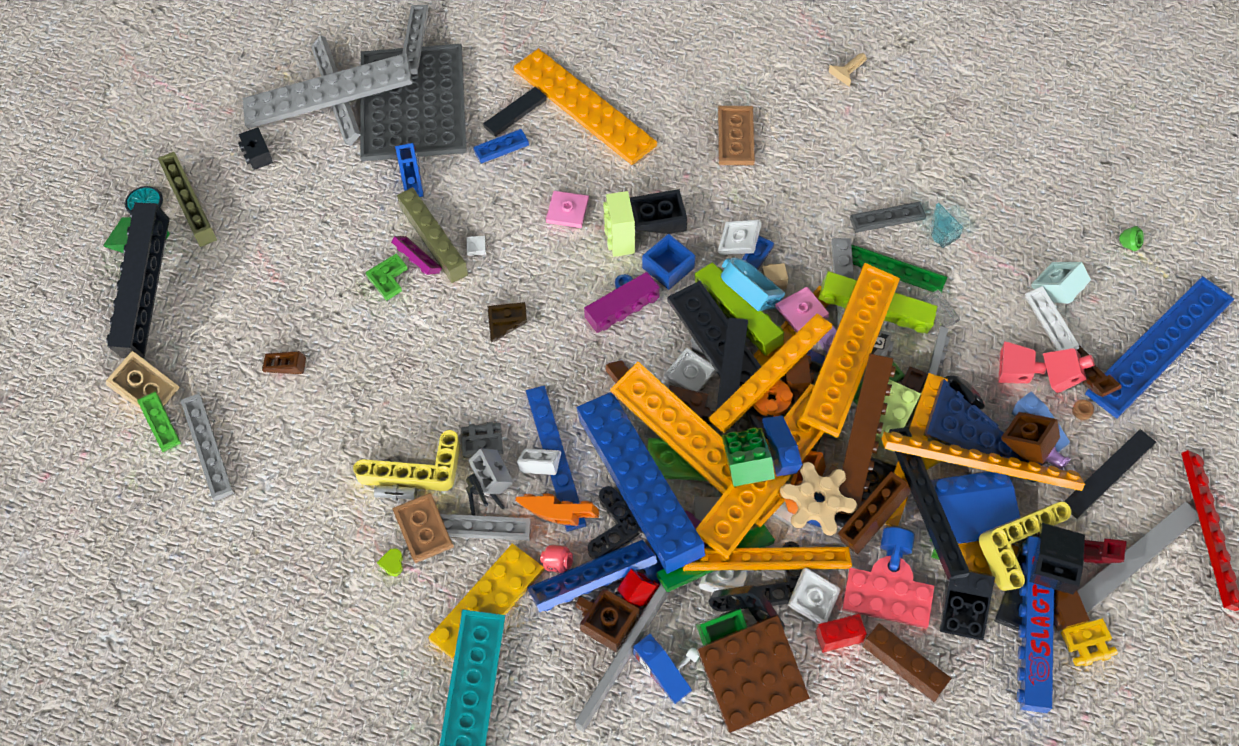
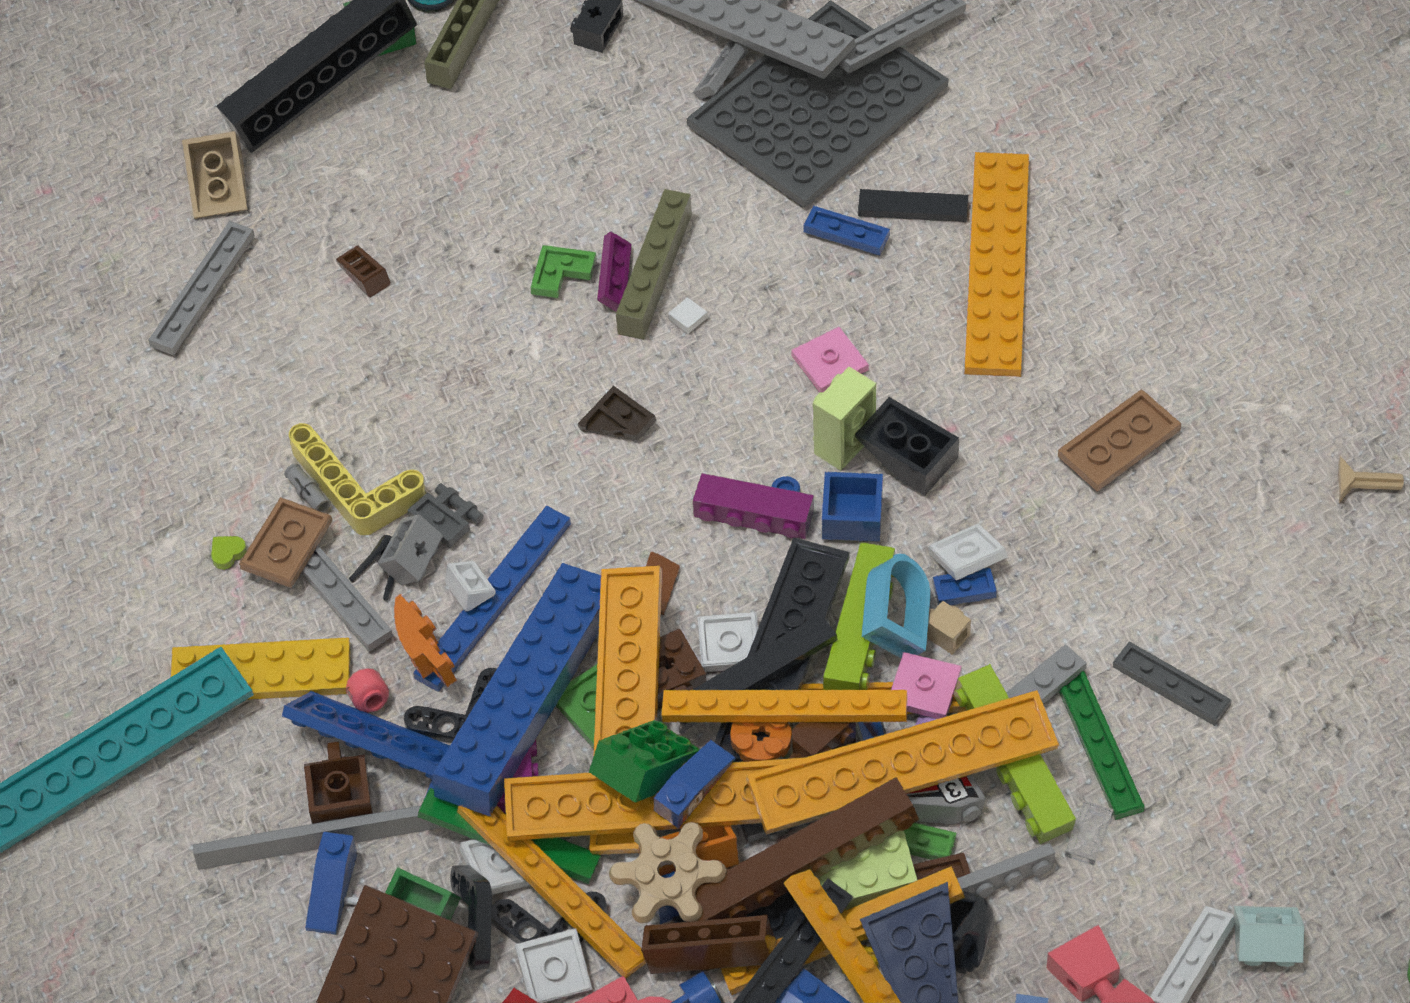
camera: 50 degrees right, 5 degrees down
(159, 421) = (189, 225): bright green tile -> none
(409, 168) = (717, 173): blue slope -> none
(637, 588) = (395, 785): red brick -> none
(944, 227) = (1214, 750): clear light blue slope -> none

